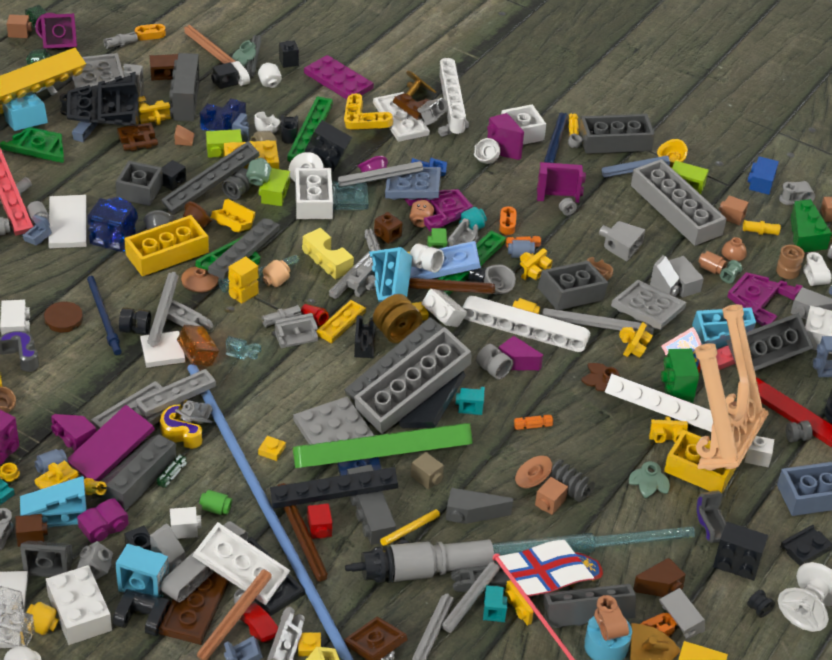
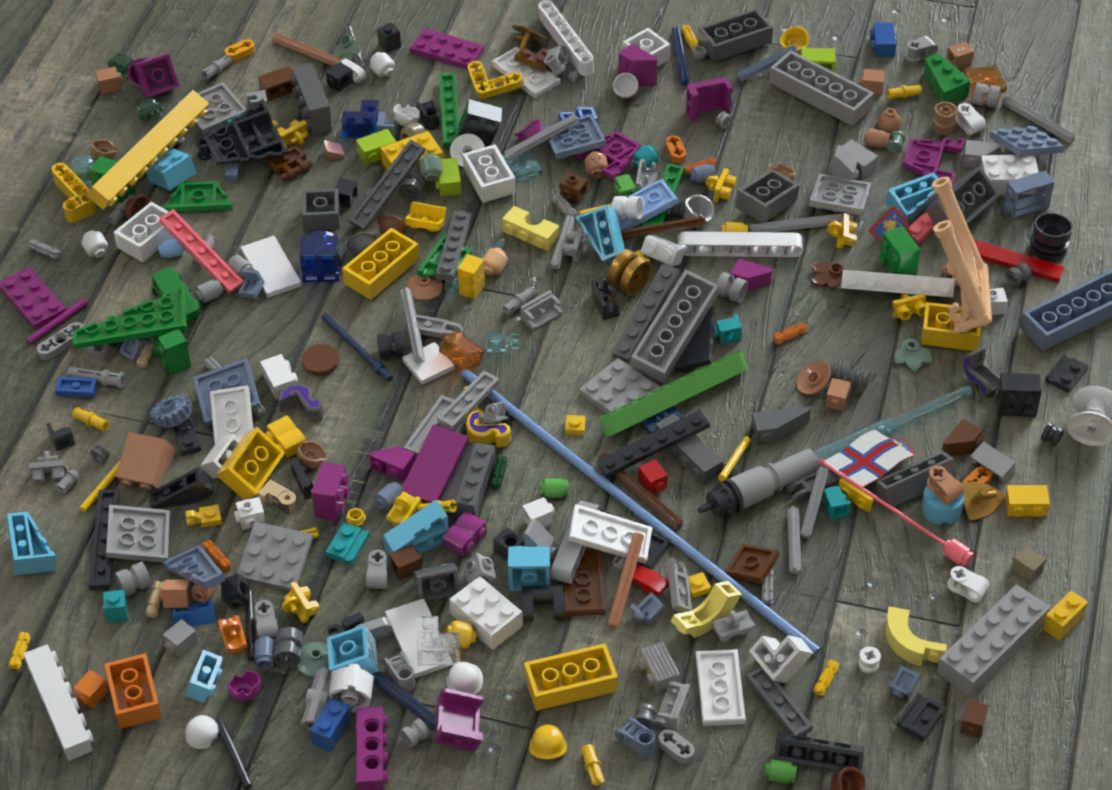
camera: 15 degrees left, 5 degrees up
(319, 314) = (554, 287): red cone -> none
(341, 321) = (575, 289): yellow tile -> none
(427, 470) = (722, 404): dark tan brick -> none
(622, 239) = (787, 138): light grey torso -> none

